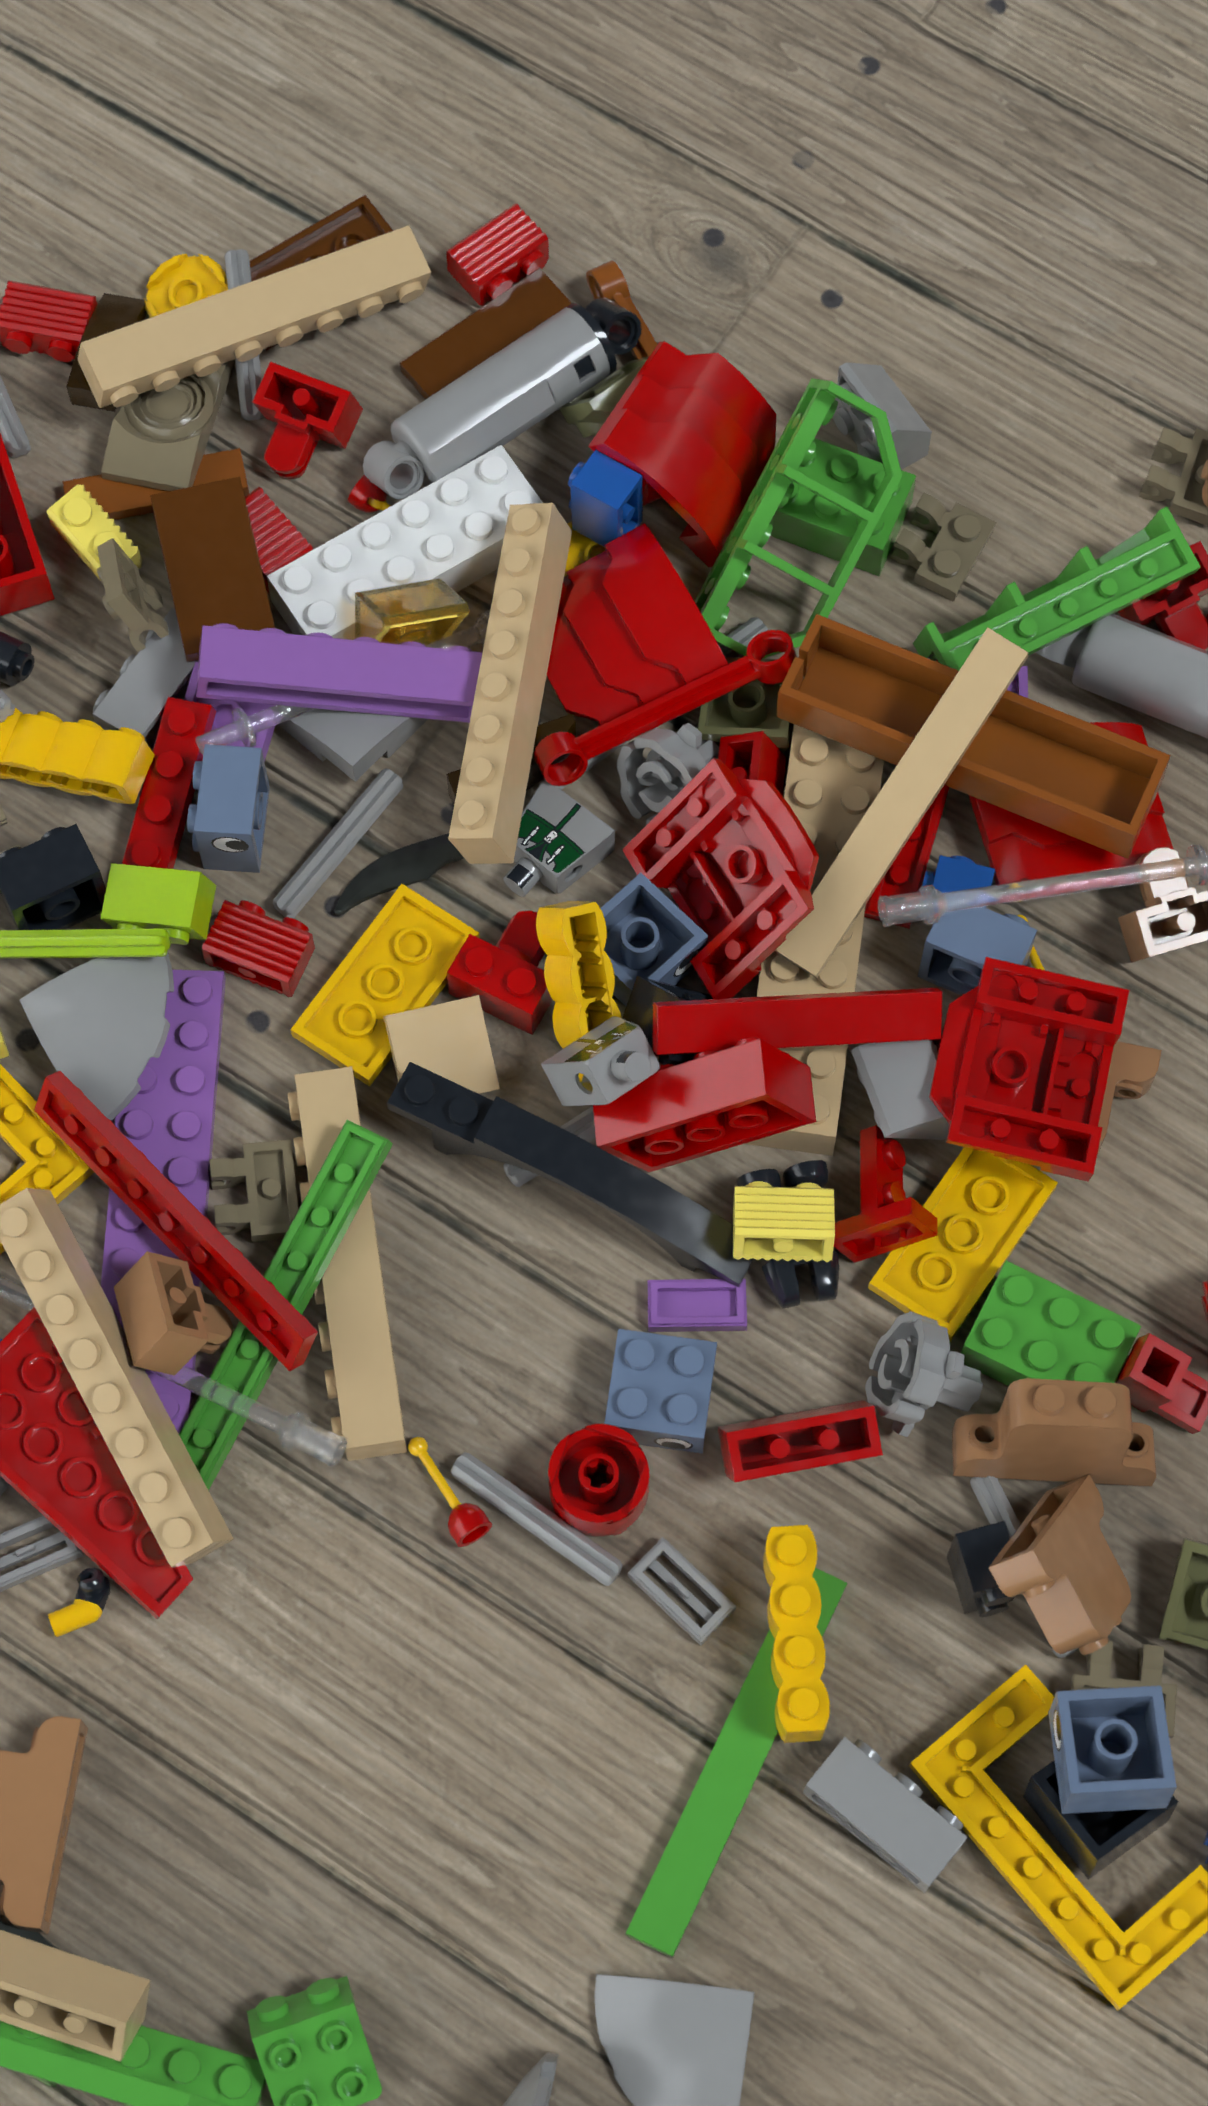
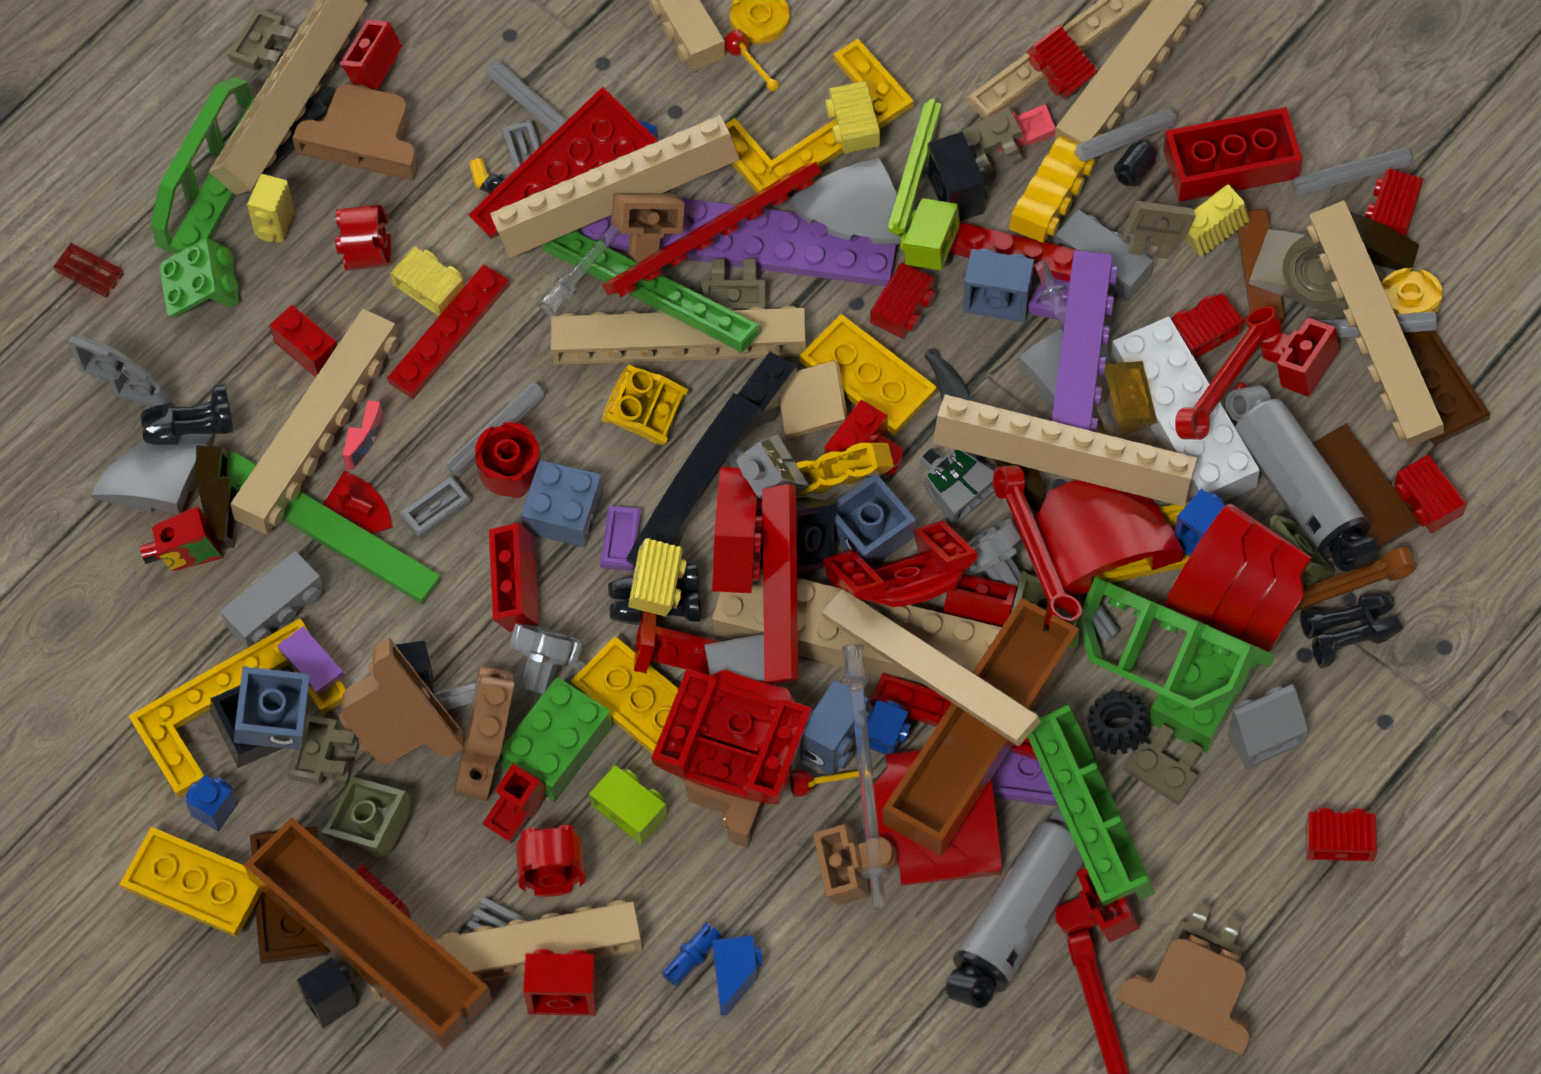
camera: 100 degrees right, 5 degrees down
(182, 1940) = (271, 208): none -> light yellow brick
(211, 560) = (1178, 284): reddish brown tile -> none
(222, 1773) = (363, 237): none -> red brick
(285, 1662) = (427, 280): none -> light yellow brick
(338, 843) = (975, 356): light grey axle -> none
(368, 1621) = (448, 331): none -> red plate
(419, 1843) = (302, 339): none -> red brick
(440, 511) = (1194, 422): none -> red piece
(466, 1521) = (499, 387): hinge -> none
(473, 1300) = (644, 403): none -> yellow slope
(566, 1796) = (314, 422): none -> tan brick
(592, 1725) = (361, 439): none -> coral slope
(614, 2042) = (166, 423): none -> black piece
(688, 1716) = (359, 503): none -> red shield
(710, 312) = (1326, 645): none -> black piece
(713, 1936) = (217, 491): none -> dark brown slope
(798, 1646) = (379, 556): yellow brick -> none
(799, 1957) = (183, 541): none -> red torso
(887, 575) = (1115, 708): none -> black tyre
(986, 1728) = (310, 658): none -> medium lavender tile
(1014, 329) = (1341, 835): none -> red brick
(1130, 1228) = (629, 804): none -> lime brick

